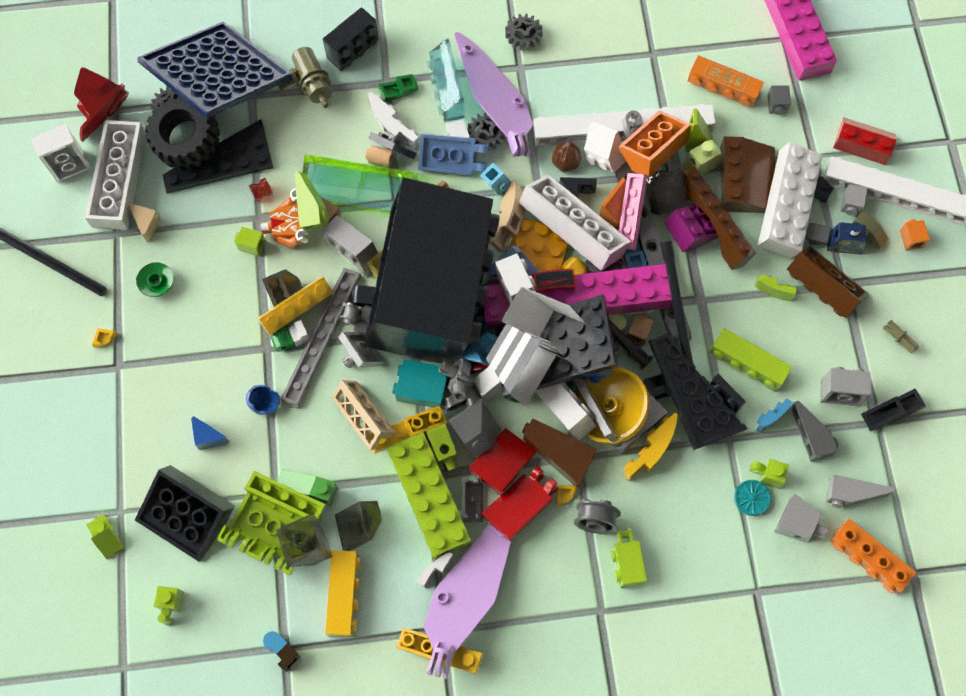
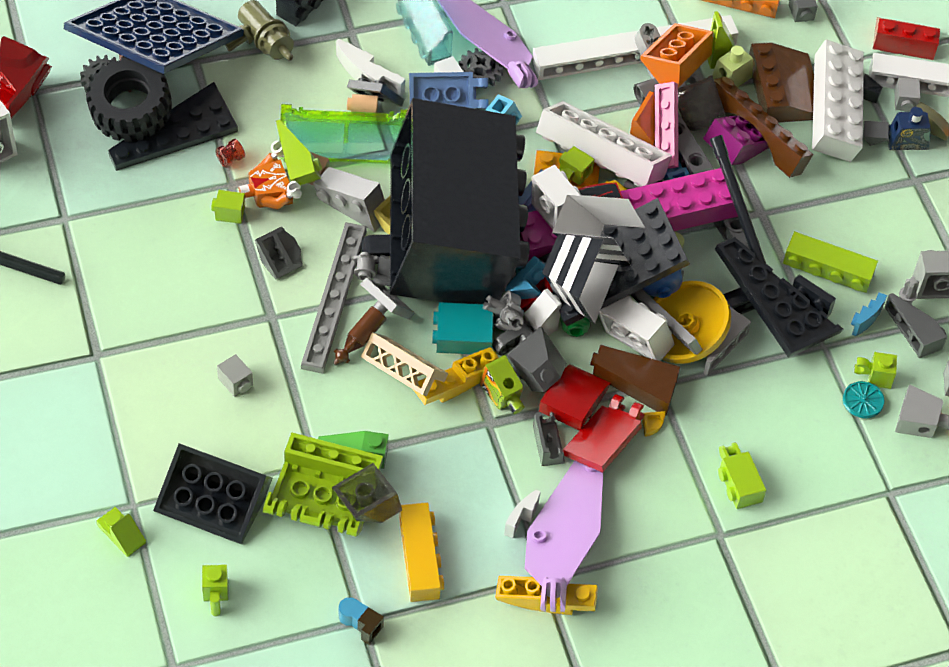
camera: 15 degrees left, 15 degrees down
(103, 338) = (73, 326): yellow tile -> none
(115, 175) = (54, 154): white brick -> none
(146, 220) = (98, 197): tan slope -> none
(149, 274) = (120, 251): green dish -> none
(206, 436) = (223, 410): blue slope -> none
(223, 403) = (235, 375): none -> light grey brick
(262, 400) = (281, 365): blue hair -> none
(289, 337) = (299, 299): leg -> none
(295, 305) = (298, 264): yellow brick -> none
(333, 378) = (360, 334): none -> reddish brown wheel
(358, 524) = (421, 476): clear smoke slope -> none
(399, 88) = (369, 36): green slope -> none
(428, 496) = (497, 438): lime brick -> none
(511, 217) = (534, 146): tan slope -> none
(544, 240) = (576, 165): none -> lime brick
(566, 157) = (578, 84): reddish brown hair -> none
(579, 185) = (601, 109): black slope -> none
(597, 517) = (696, 434): dark grey wheel -> none
(603, 148) = (621, 67): white slope -> none
(634, 350) = (702, 268): black pin -> none
(640, 328) = (700, 246): medium nougat brick -> none
(657, 442) = (743, 362): yellow slope -> none
(769, 286) = (835, 189): lime slope -> none
(813, 402) = (909, 290): none -> light grey axle
(827, 281) = (896, 177): reddish brown slope -> none

